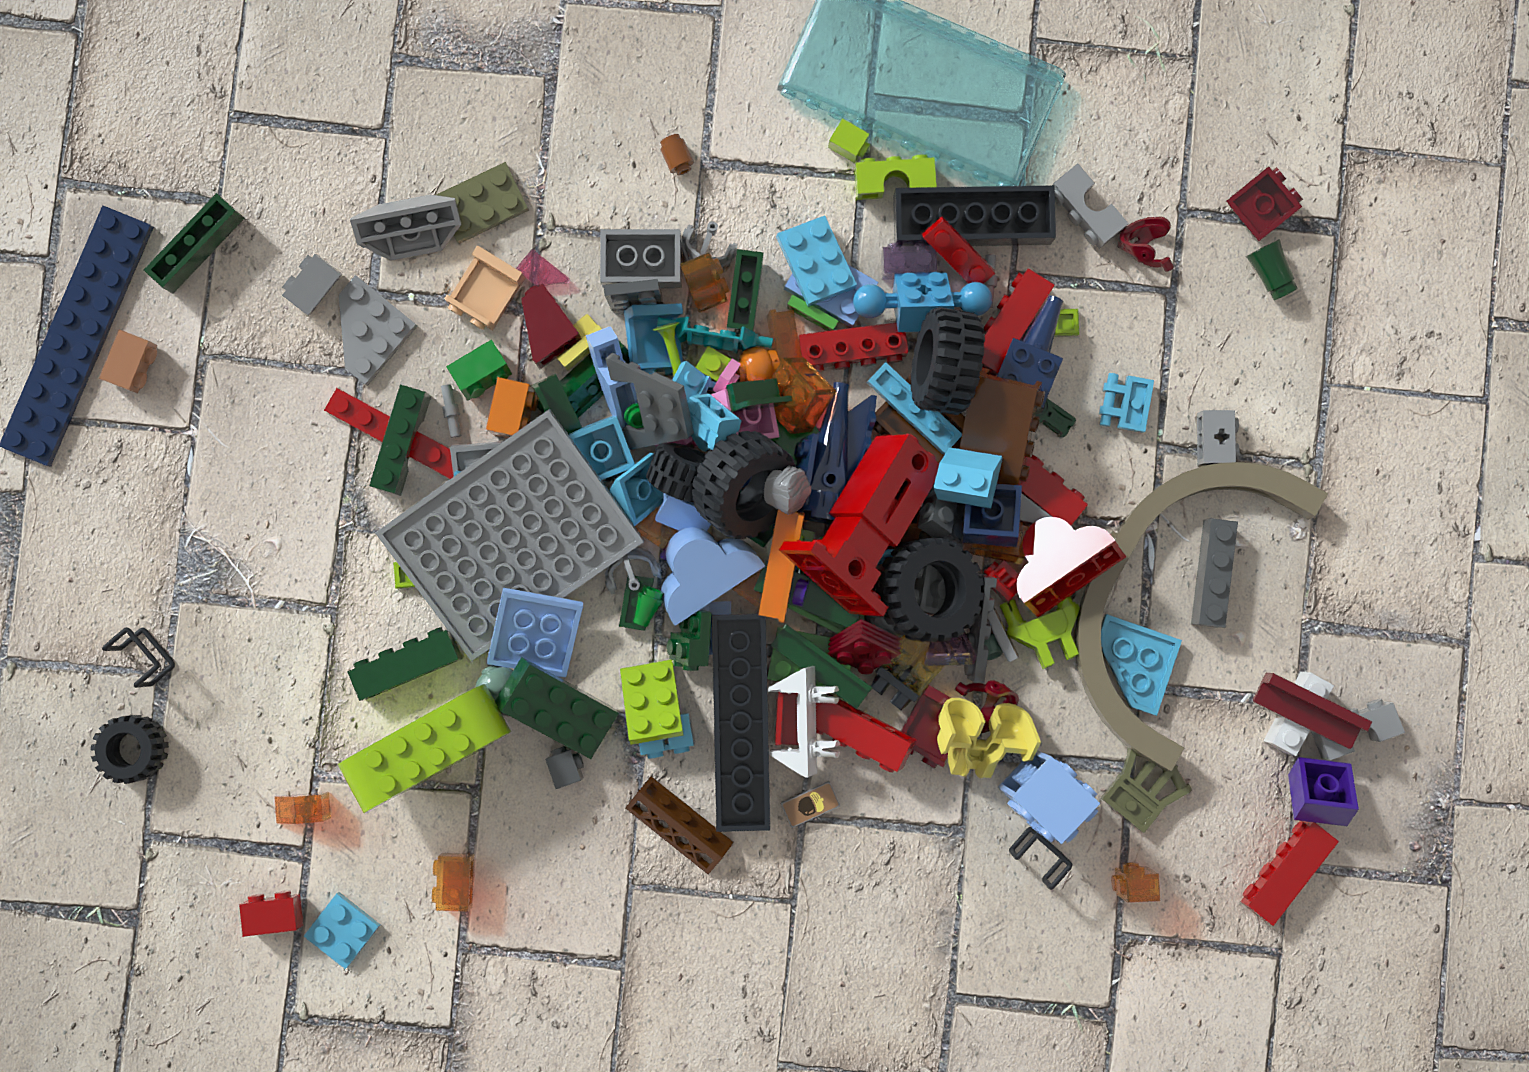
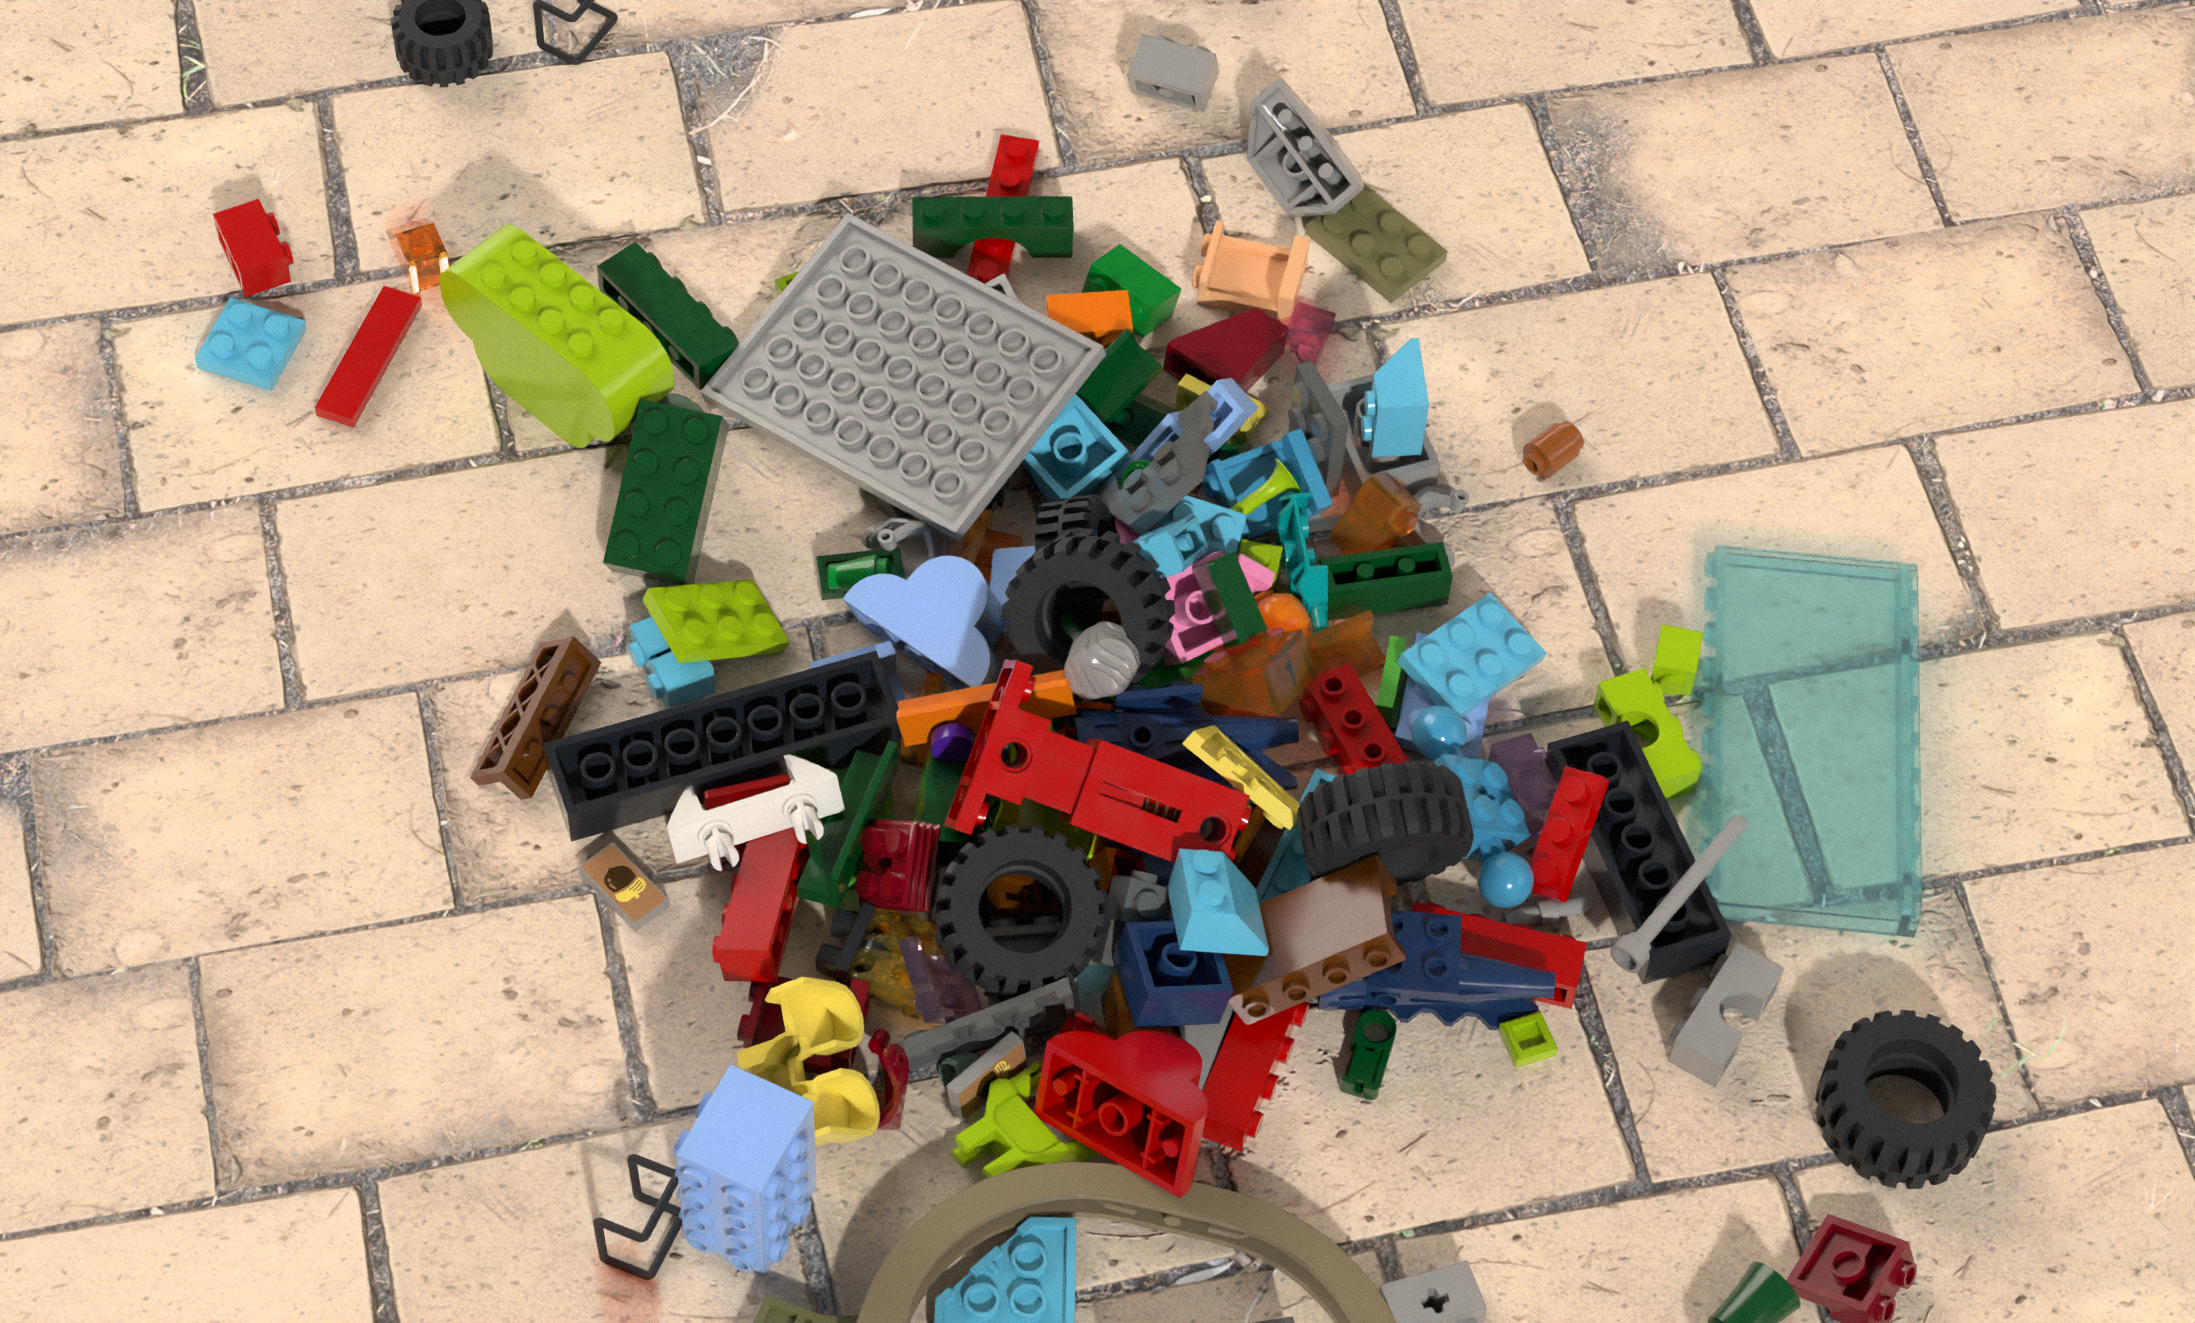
camera: 70 degrees right, 30 degrees down
(370, 329) = (1137, 162): light grey plate -> none
(374, 858) = (368, 356): none -> red tile
(451, 411) = (1056, 280): light grey bar -> none
(454, 882) = (364, 450): clear orange brick -> none
(536, 629) = (774, 446): light blue plate -> none
(565, 767) = (577, 545): dark grey brick -> none
(635, 492) = (1014, 509): medium azure slope -> none
(644, 240) = (1397, 405): none -> medium azure slope
(691, 645) = (814, 637): dark green plate -> none
(879, 429) = (1244, 775): none -> light yellow wing
(1050, 244) = (1633, 949): none -> light grey piece
(1134, 404) = (1435, 1171): medium azure plate -> none
(1145, 230) = (1727, 1115): dark red helmet -> none
(1193, 101) = (1922, 1052): none -> black tyre

